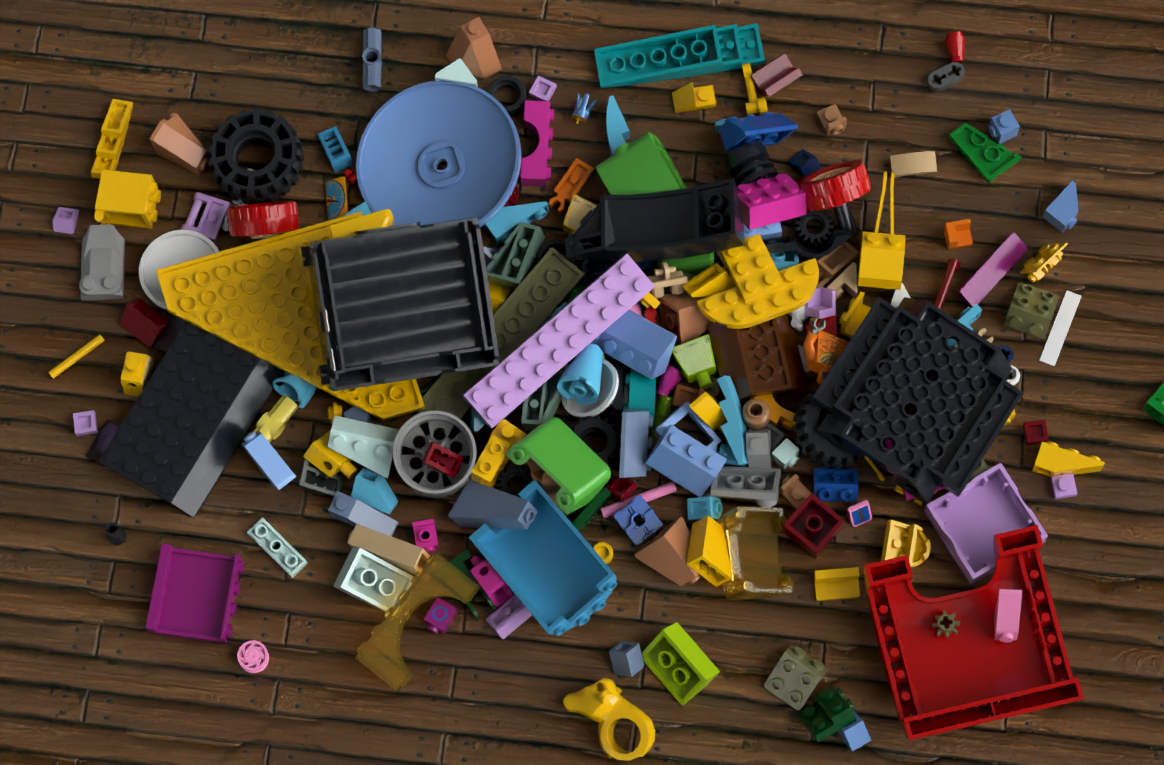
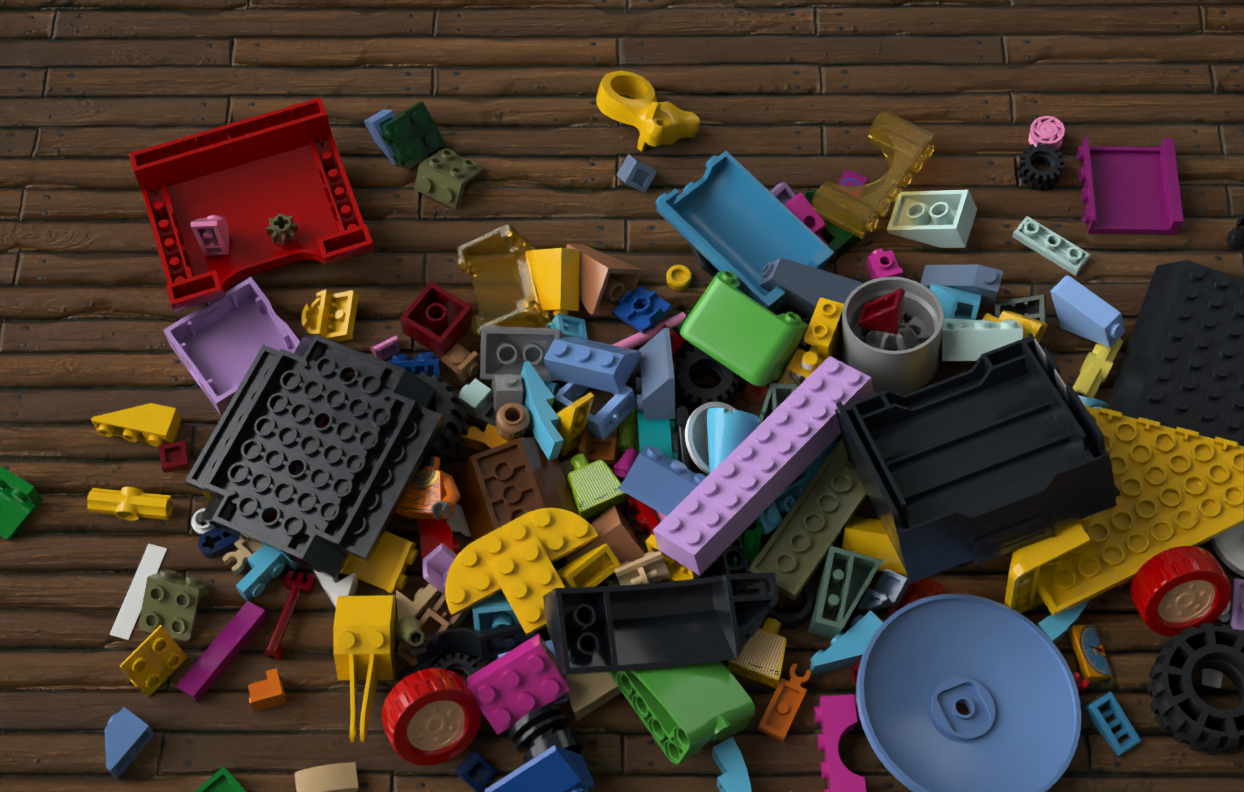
camera: 170 degrees right, 10 degrees down
(260, 612) = (1044, 155): none -> black tyre
(390, 549) = (918, 242): tan slope -> none
(679, 663) = (576, 174): lime slope -> none
(837, 584) = (407, 273): yellow panel -> none
(846, 252) = (409, 631): none -> olive cone
(1064, 486) = (142, 397): lavender plate -> none
(1070, 394) = (129, 503): none -> yellow piece

